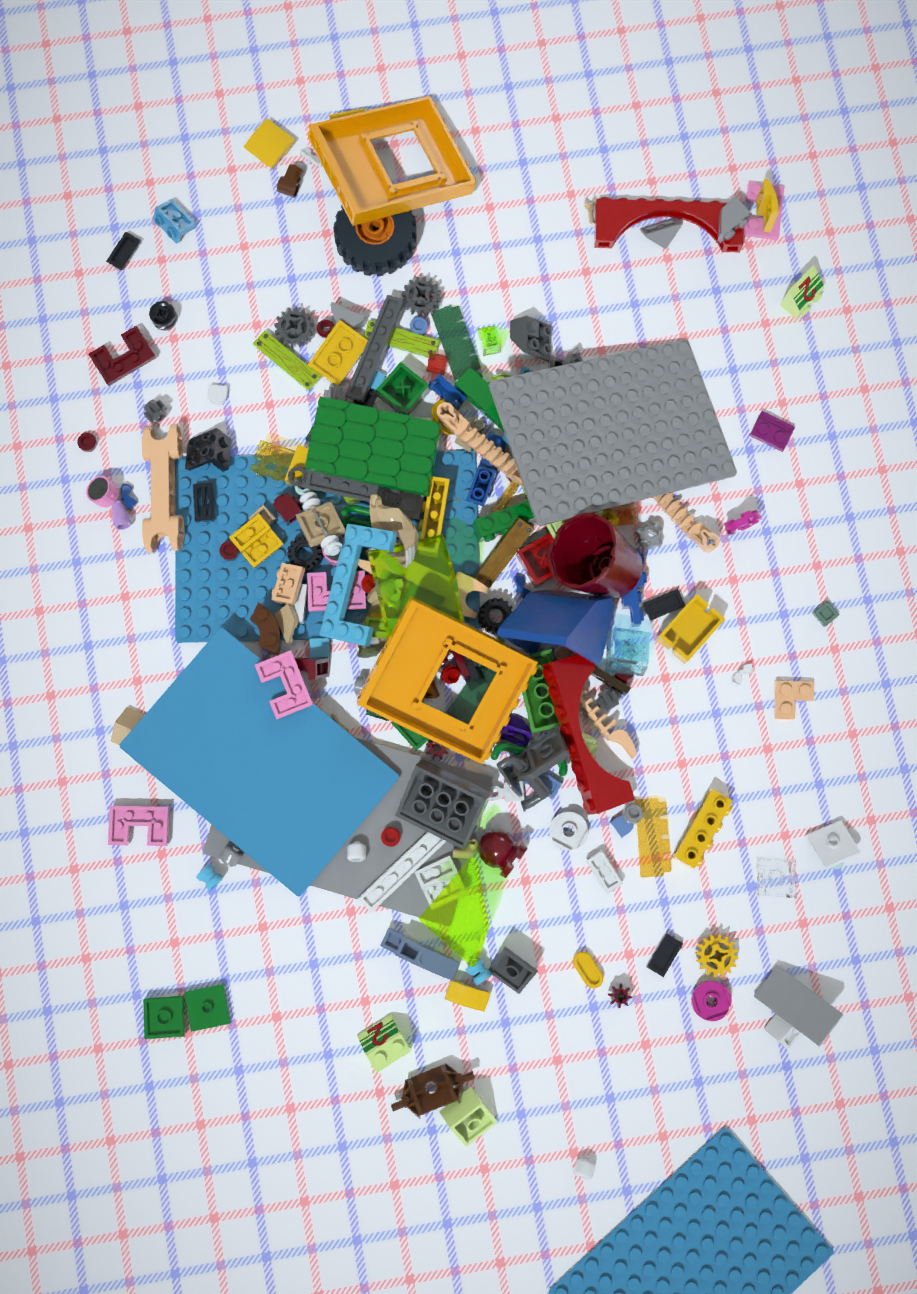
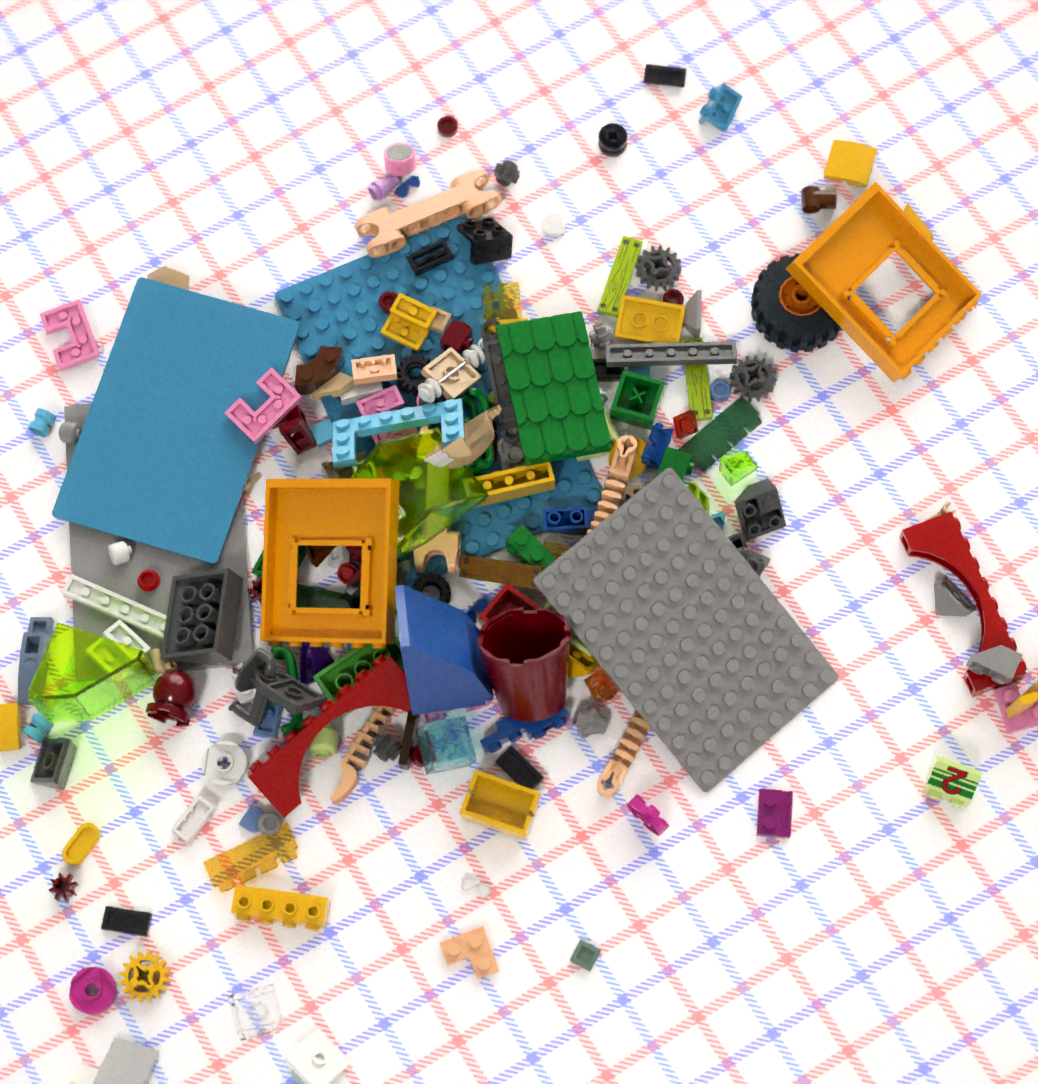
camera: 75 degrees right, 10 degrees down
(118, 368) = (558, 134): dark red plate -> none

